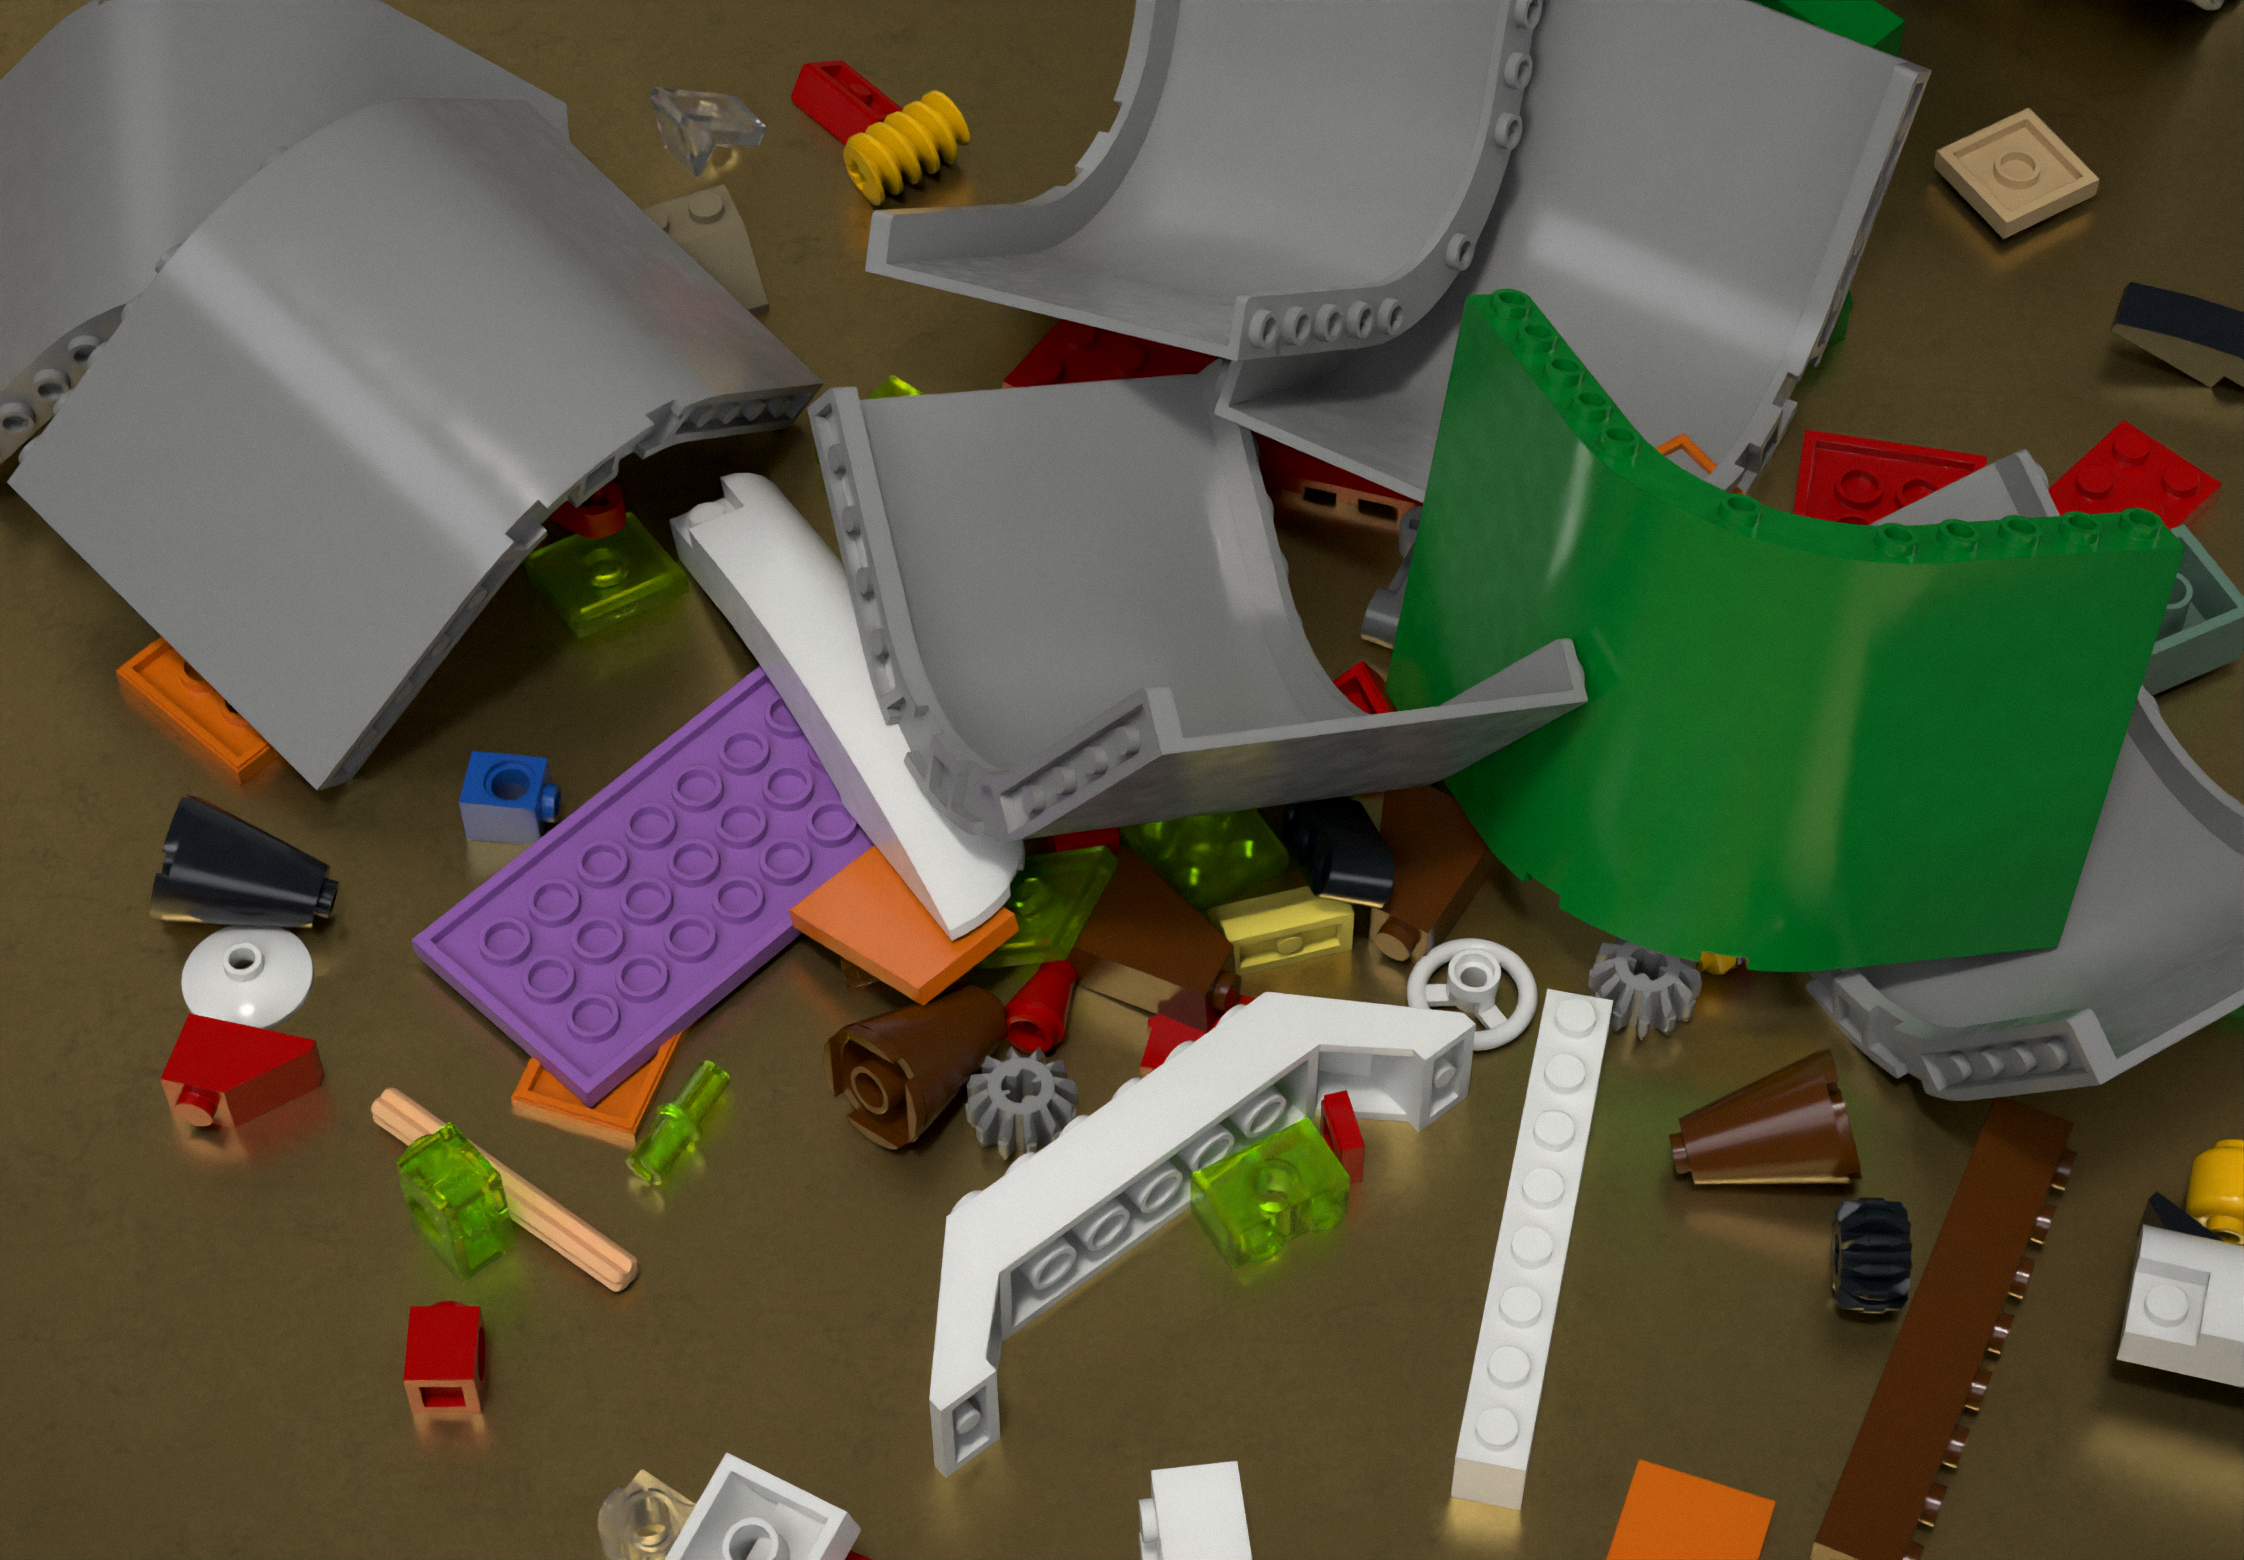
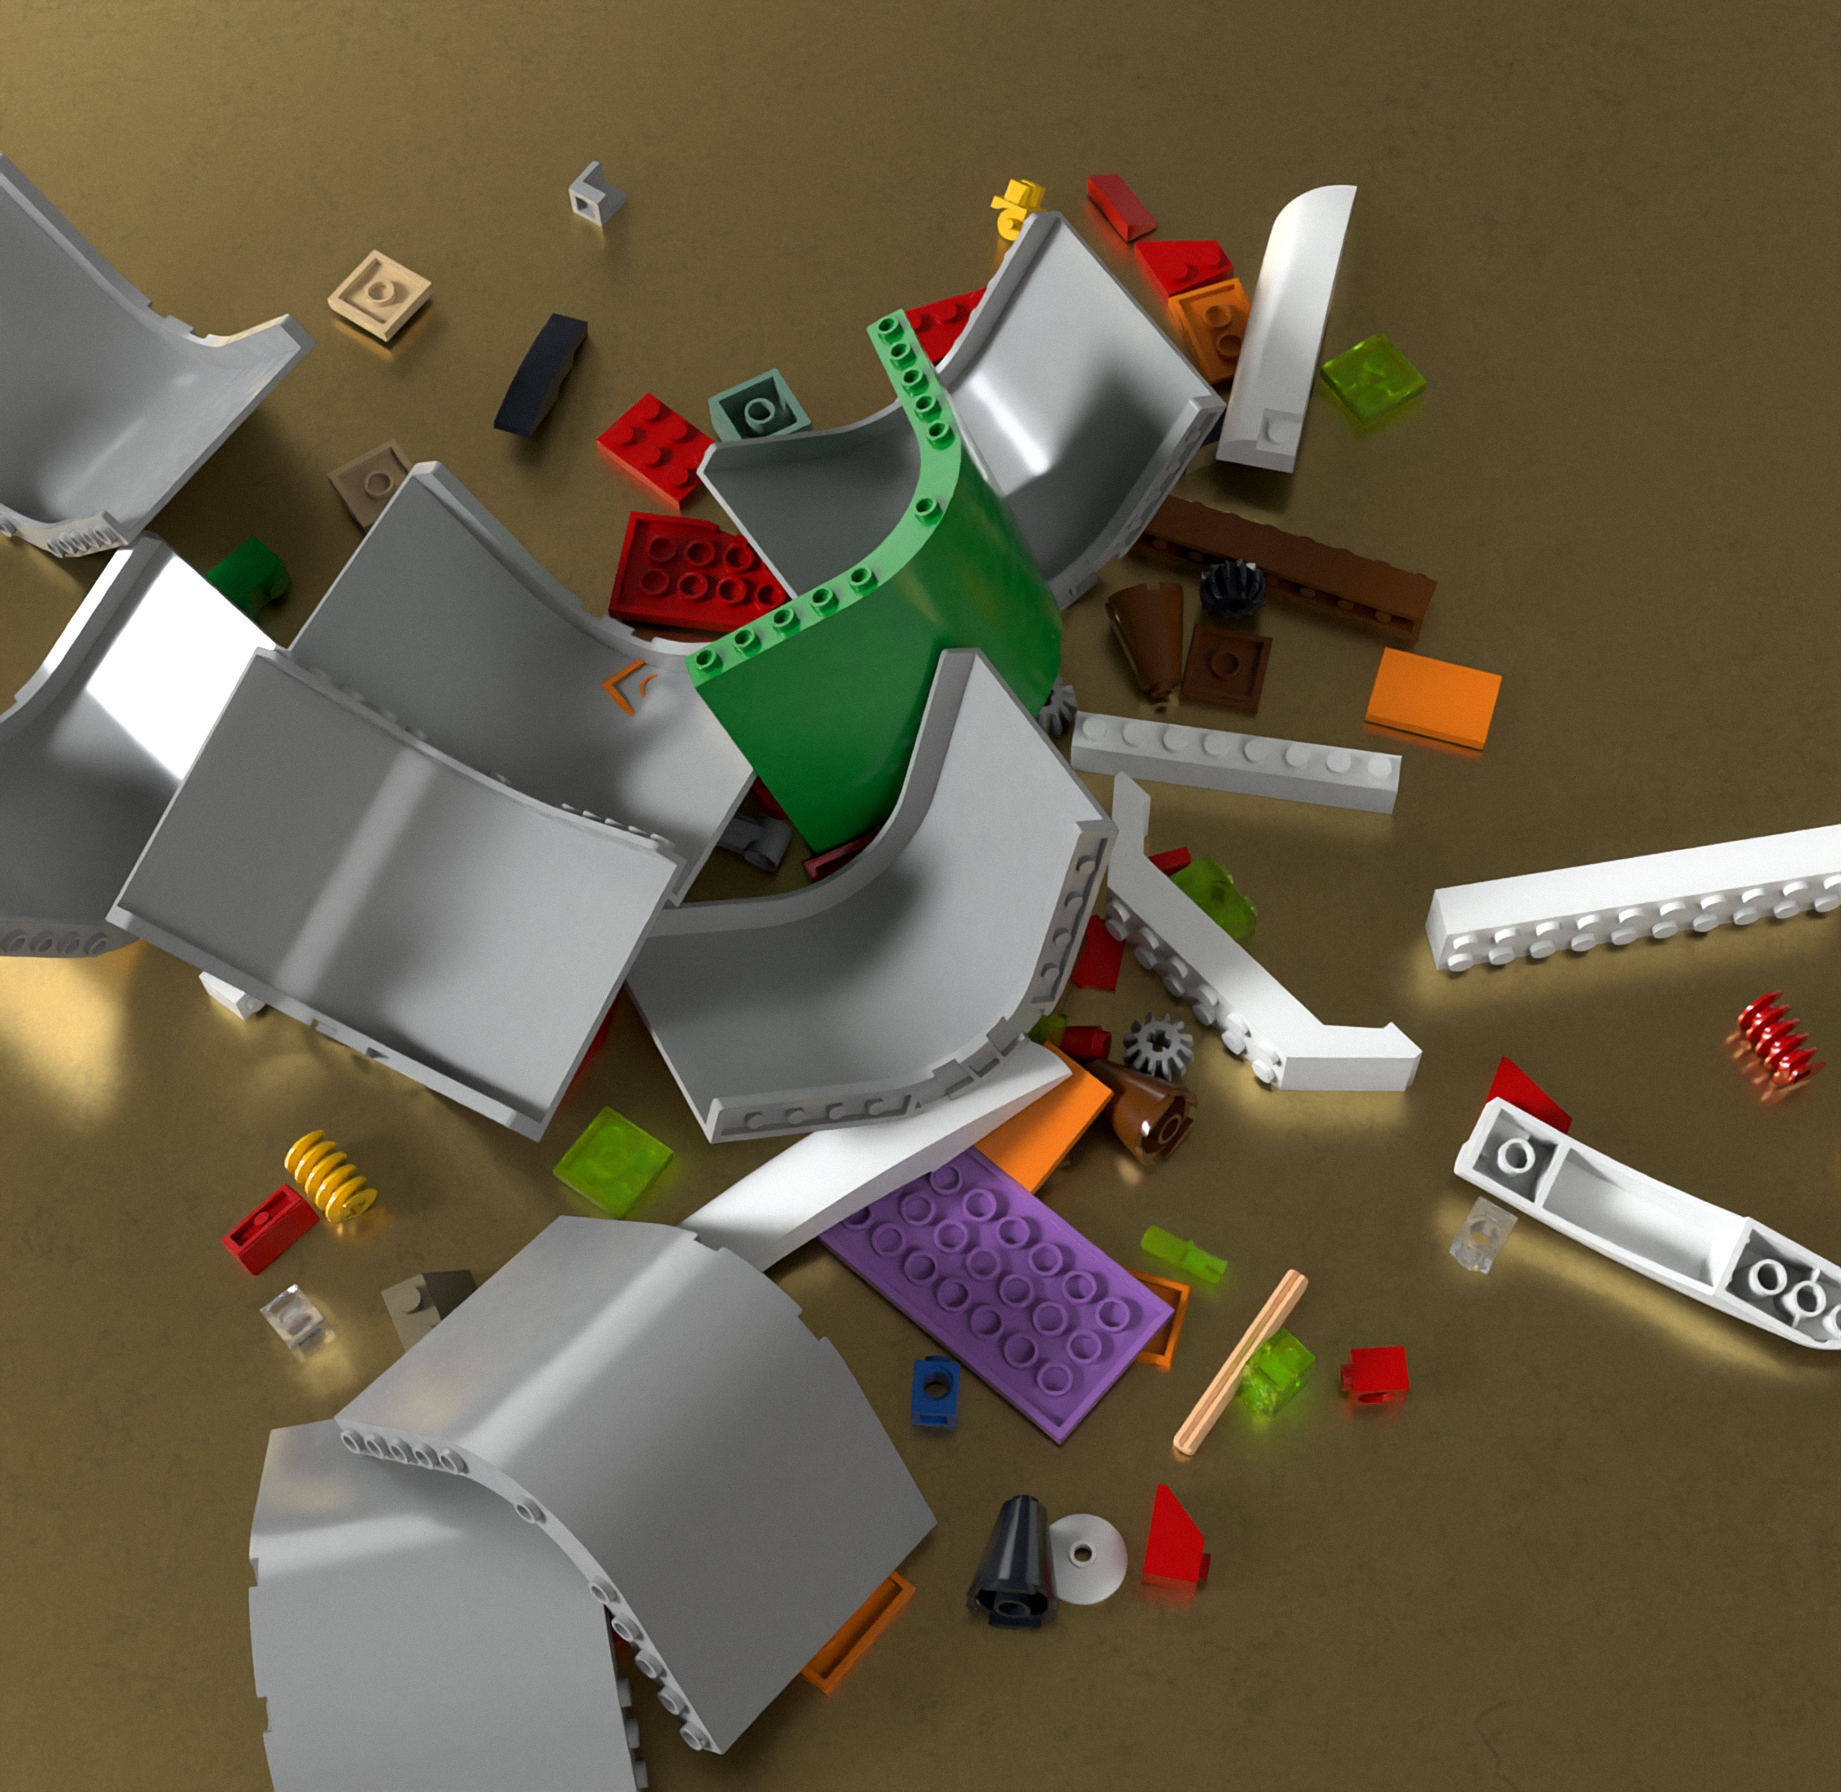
camera: 90 degrees left, 10 degrees up
(1734, 1261) = (1225, 667): none -> reddish brown tile

